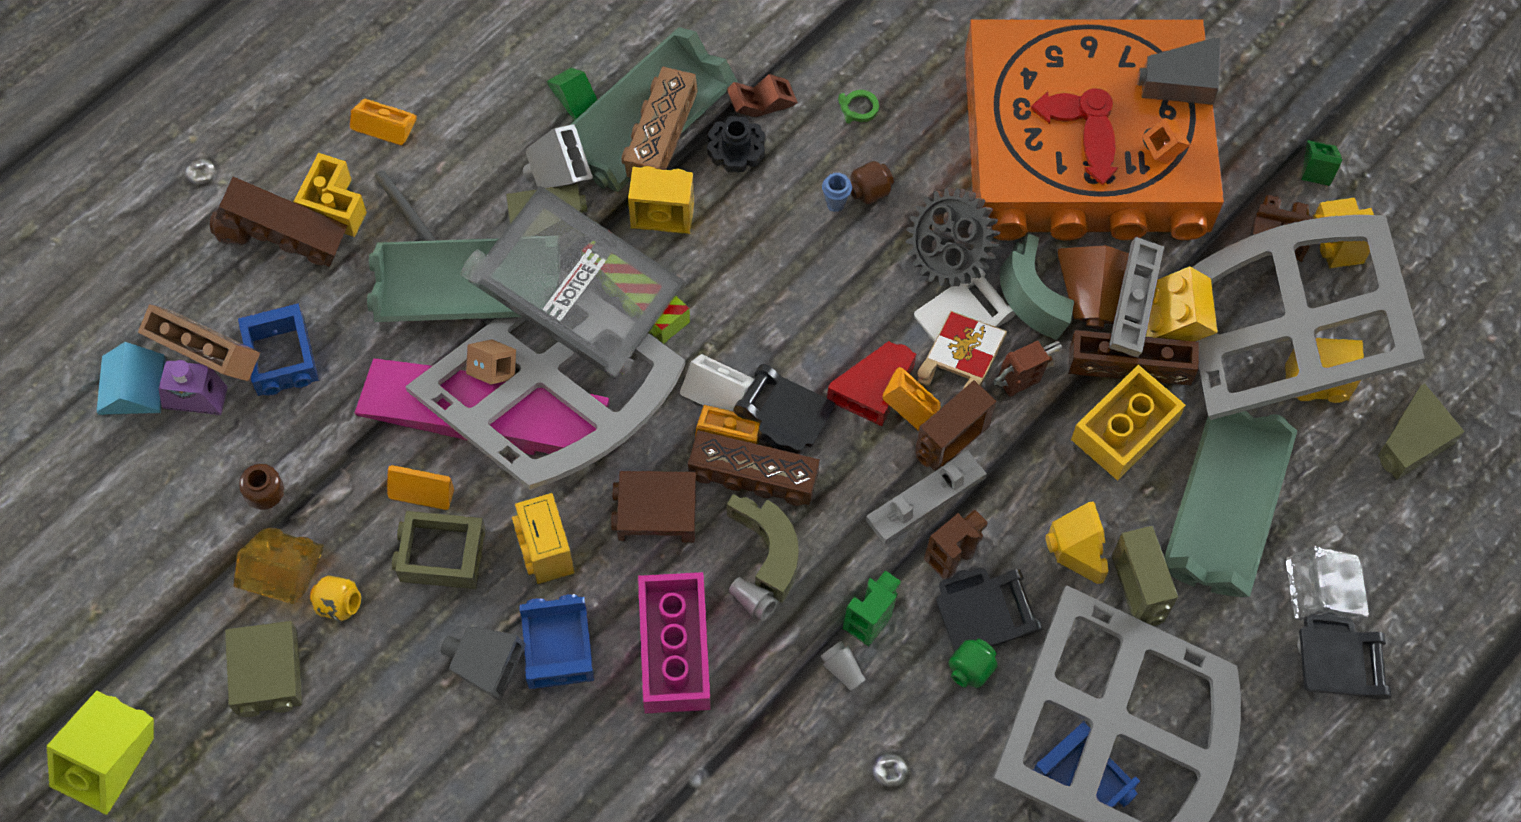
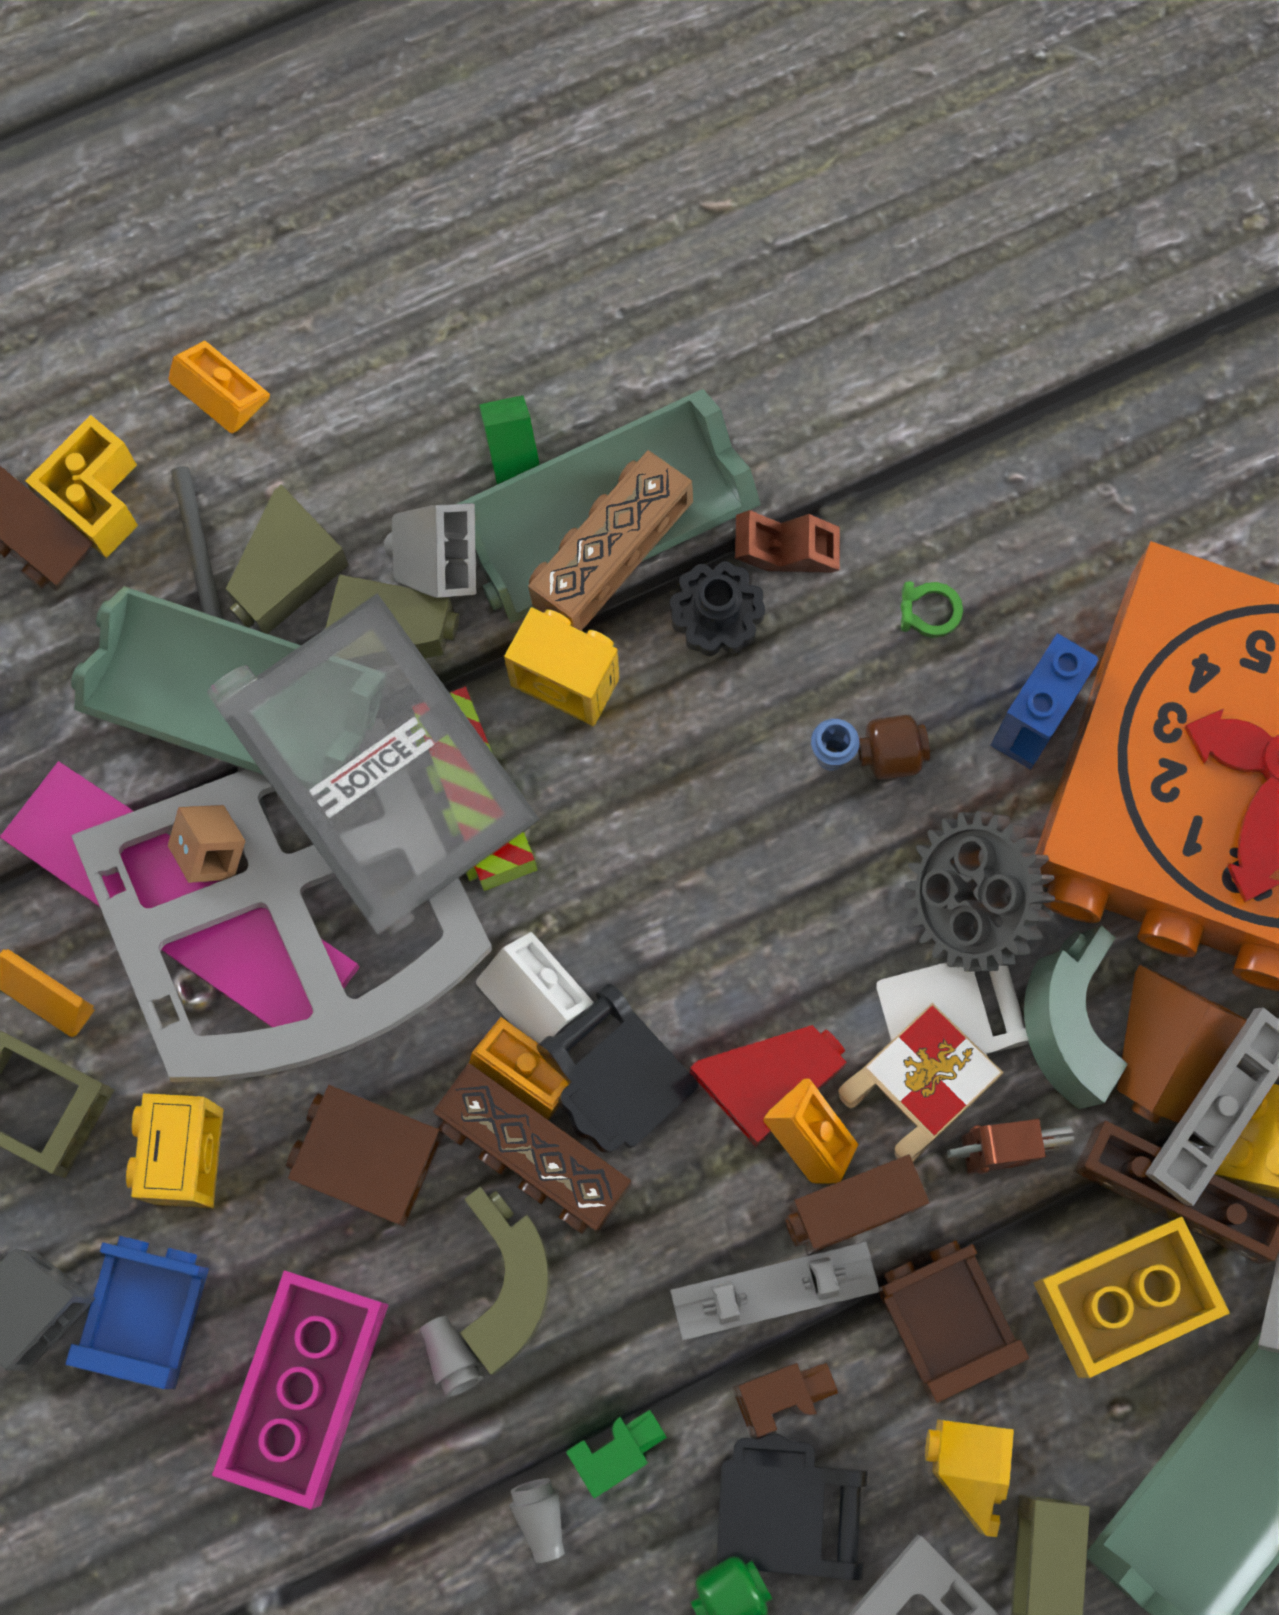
camera: 25 degrees right, 10 degrees up
(468, 200) = (282, 564): none -> olive slope
(946, 126) = (1044, 701): none -> blue panel
(1032, 475) = (950, 1322): none -> reddish brown panel

